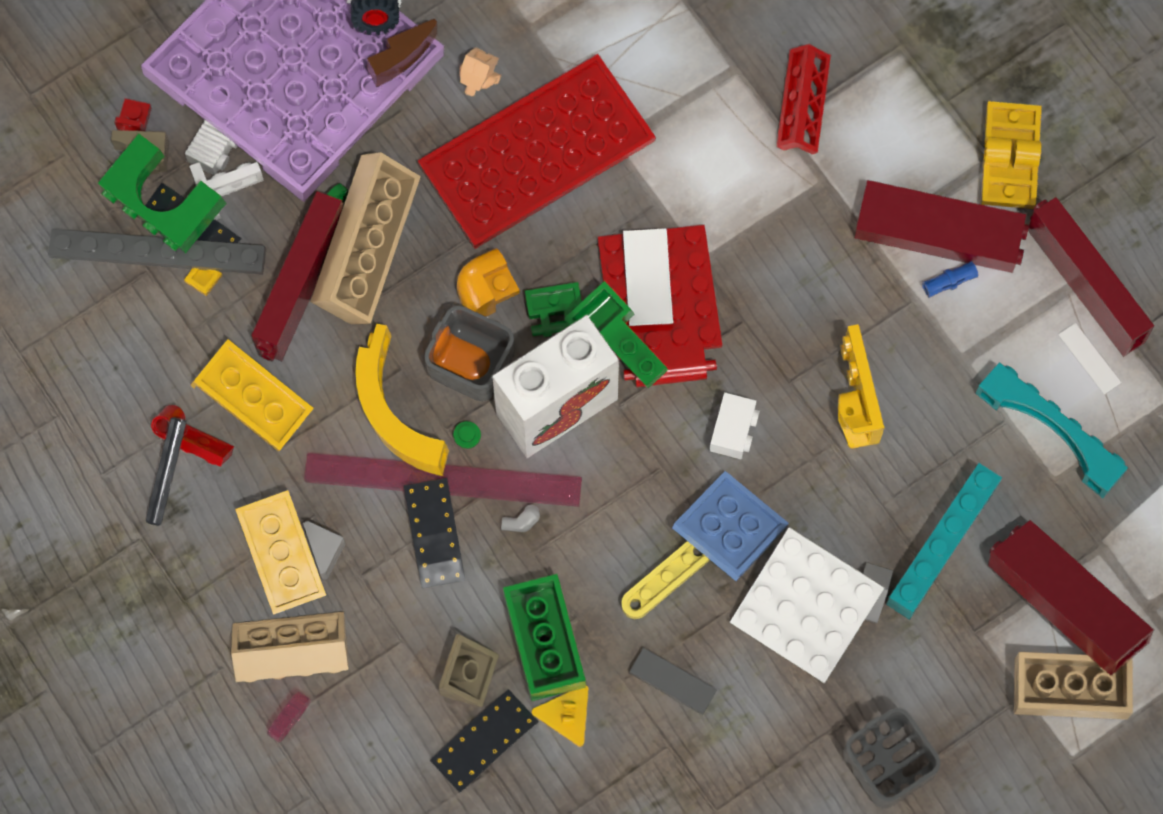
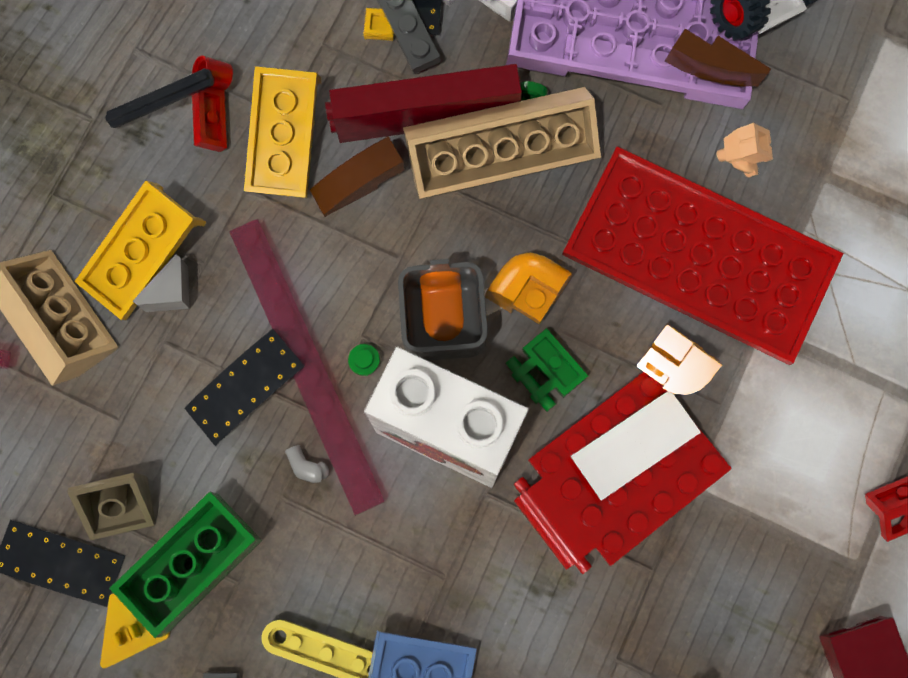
camera: 60 degrees right, 5 degrees up
(322, 360) = (357, 176): none -> reddish brown slope
(413, 448) = (333, 260): yellow arch -> none
(607, 213) = (678, 362): none -> brick
(609, 317) = (556, 425): green plate -> none
(733, 426) = (530, 631): white brick -> none

